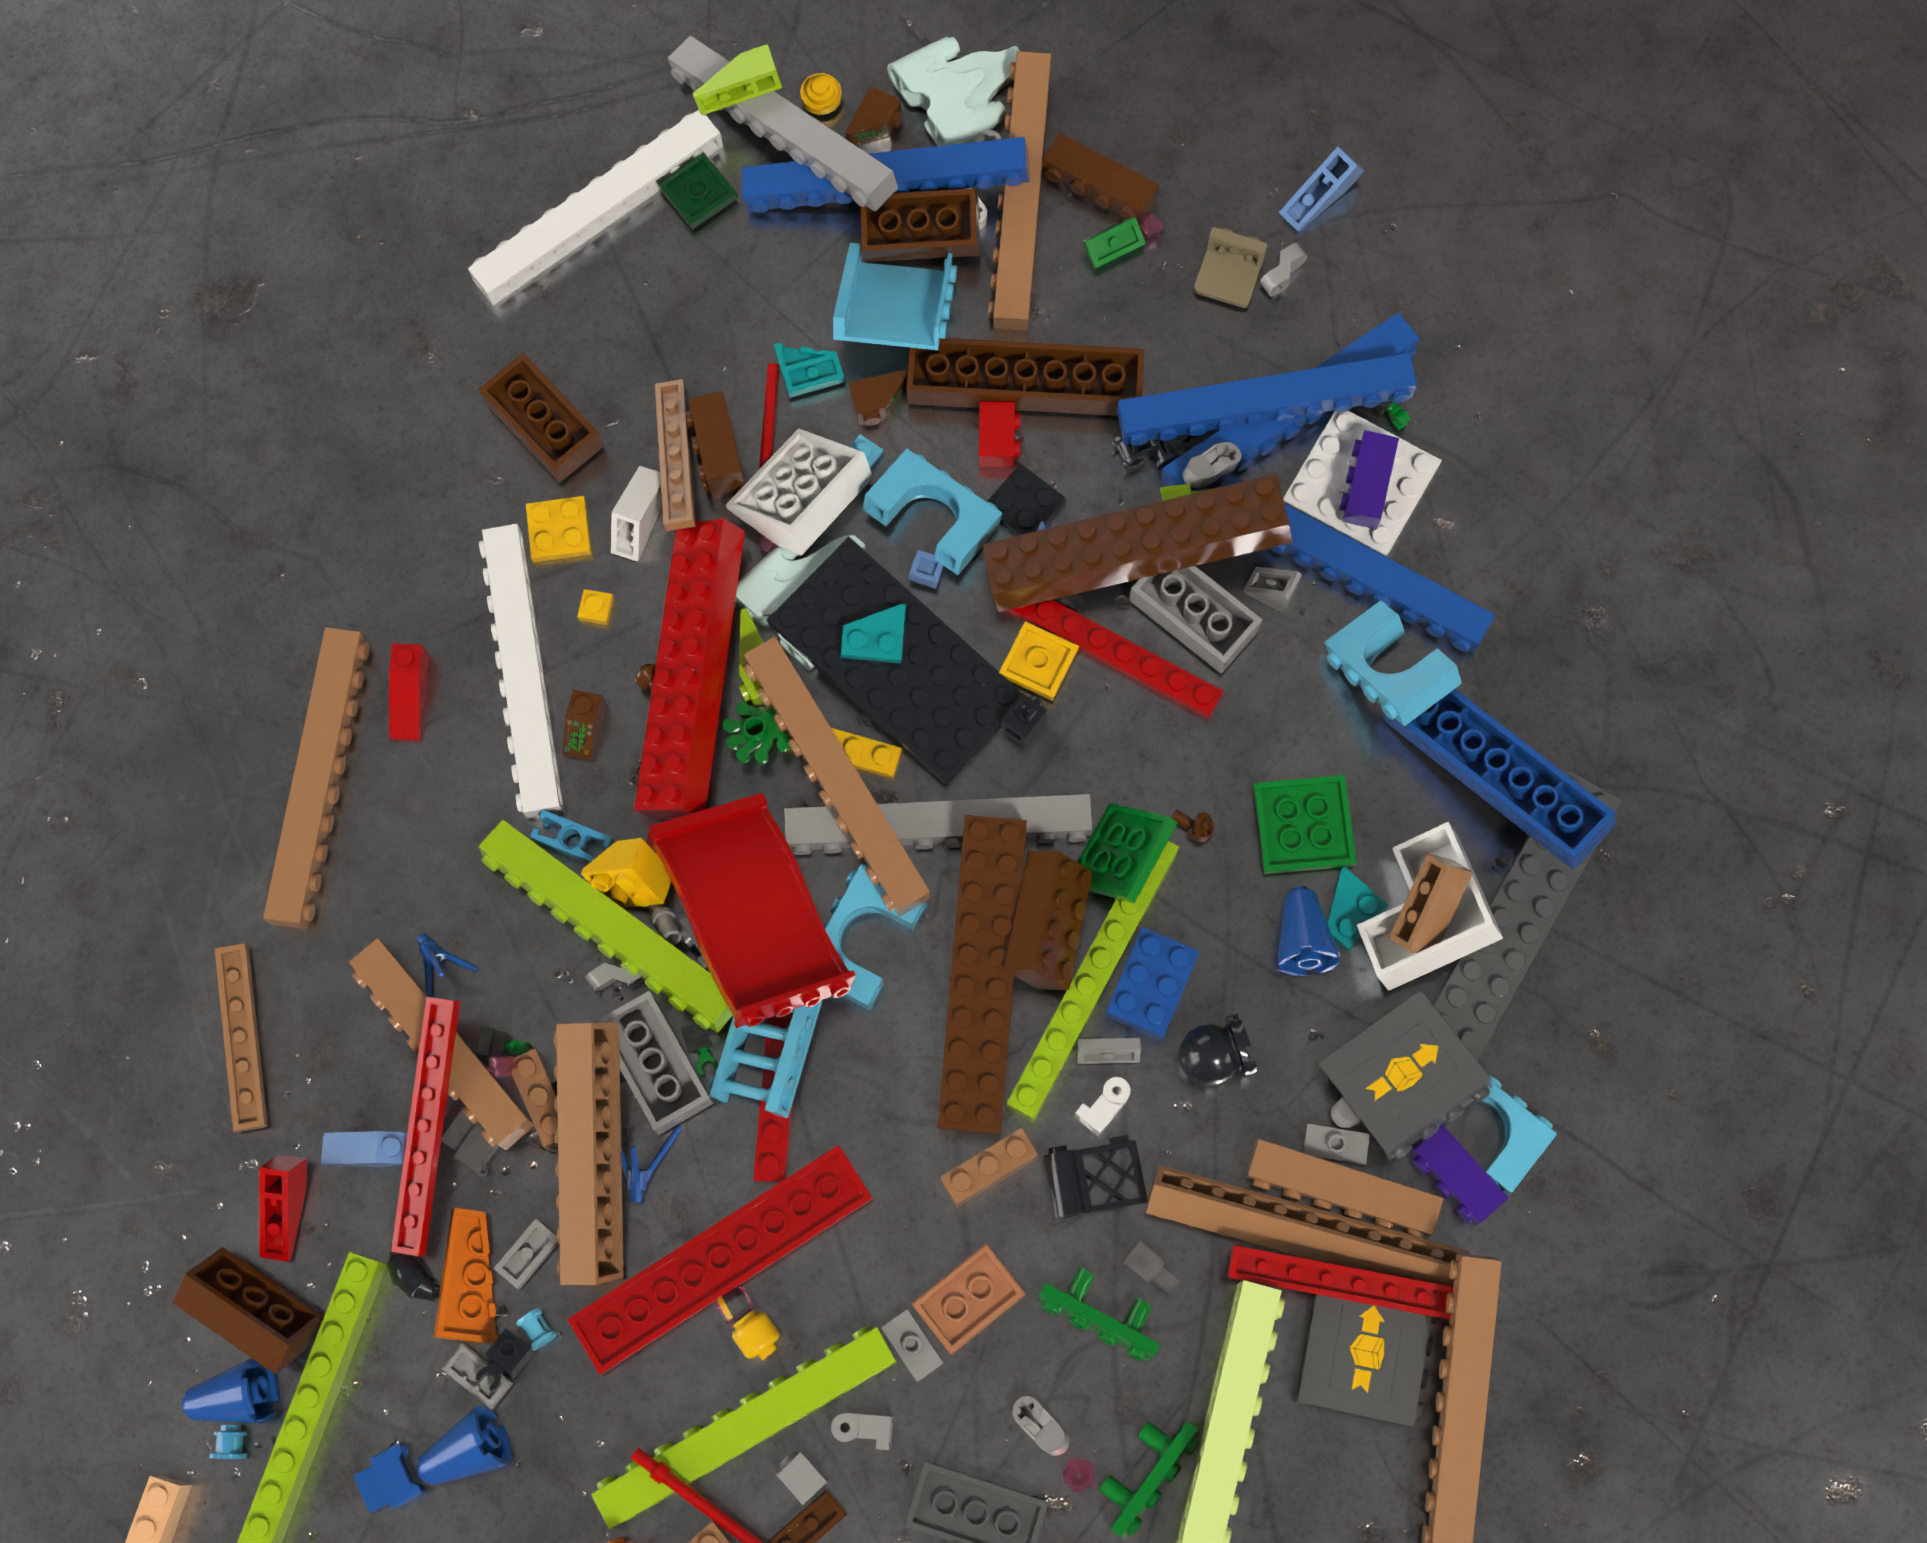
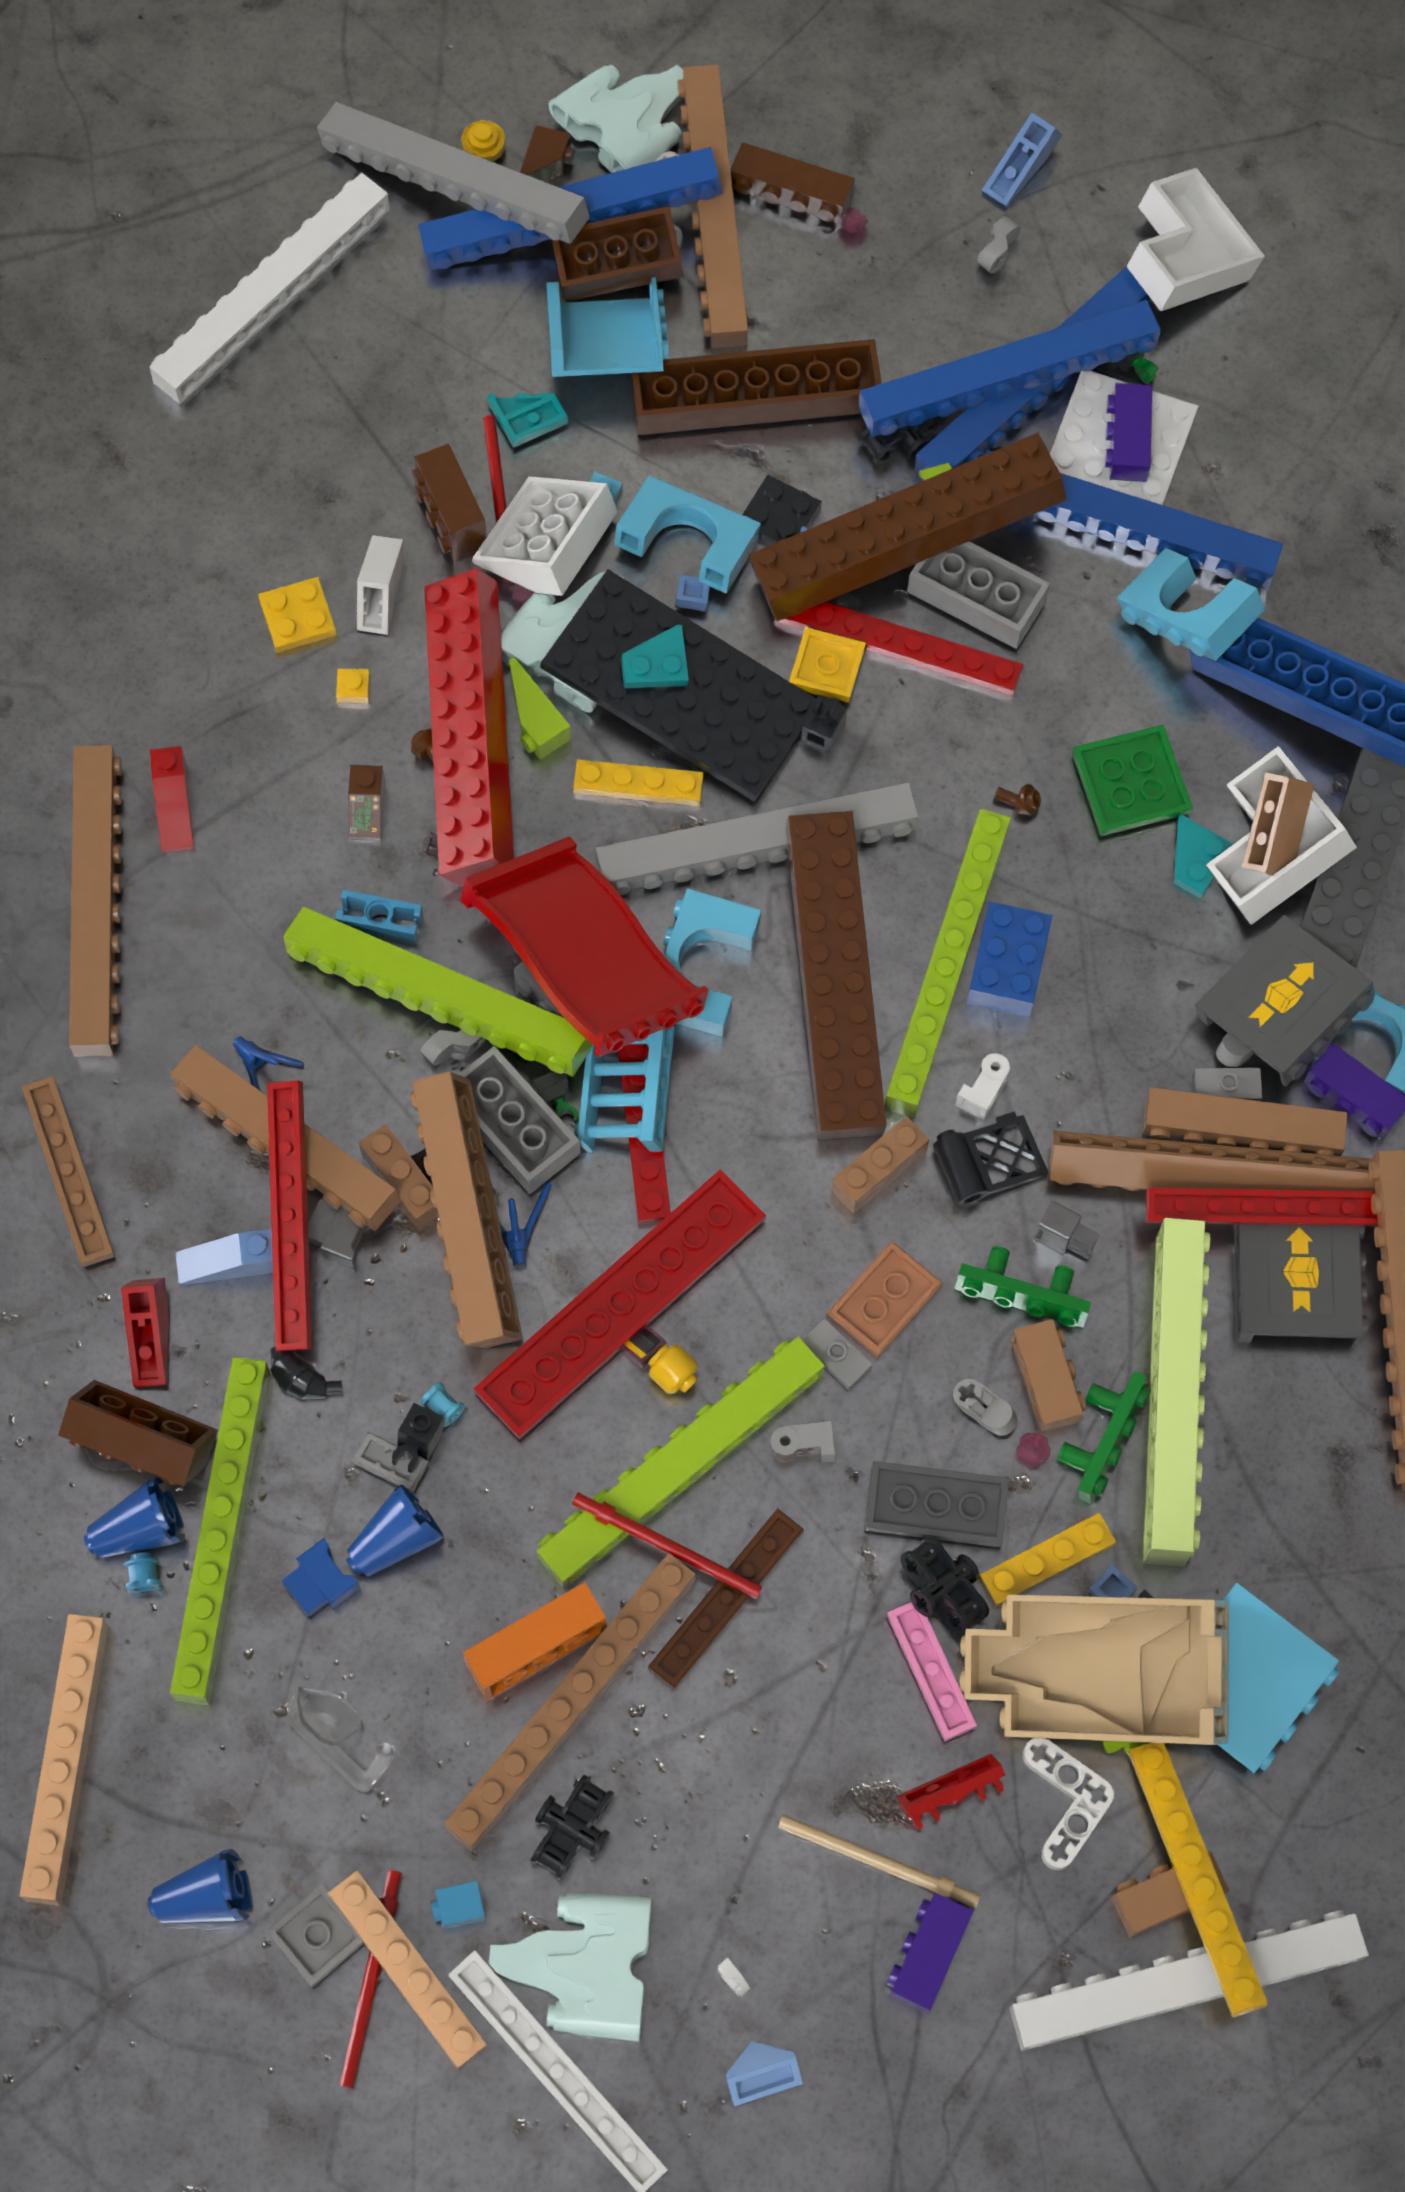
camera: 15 degrees left, 5 degrees down
(465, 1293) = (360, 1378): orange wing -> none
(497, 1043) = (340, 1132): pearl dark grey piece -> none
(501, 1065) = (356, 1143): clear pink plate -> none
(522, 672) = (290, 759): white brick -> none
(527, 1254) = (417, 1333): light grey plate -> none
(541, 417) = (258, 504): reddish brown brick -> none
(629, 874) = (449, 935): yellow slope -> none
(664, 921) = (490, 974): light grey pin -> none
(674, 455) = (408, 518): medium nougat plate -> none
(698, 190) = (374, 256): dark green plate -> none
(742, 79) = (402, 135): lime slope -> none
(756, 733) = (552, 777): green animal -> none
(801, 1476) = (750, 1499): light grey brick -> none
(837, 777) = (645, 805): medium nougat brick -> none
(877, 396) = (604, 431): reddish brown slope -> none
(996, 434) = (738, 449): red brick -> none
(1048, 920) = (893, 908): reddish brown brick -> none
(1107, 1406) = (1048, 1375): none -> medium nougat brick
(1108, 1050) = (978, 1031): light grey plate -> none
(1113, 242) = (819, 243): green plate -> none
(1125, 850) = (953, 832): green plate -> none
(1211, 465) = (967, 441): light grey piece -> none
(1215, 1053) = (1087, 1012): black tile -> none
(1230, 267) = (944, 249): dark tan bracket -> none
(1272, 586) = (1052, 554): light grey slope -> none
(1305, 935) = (1156, 887): blue cone -> none
(1475, 300) = (1197, 246): none -> white piece

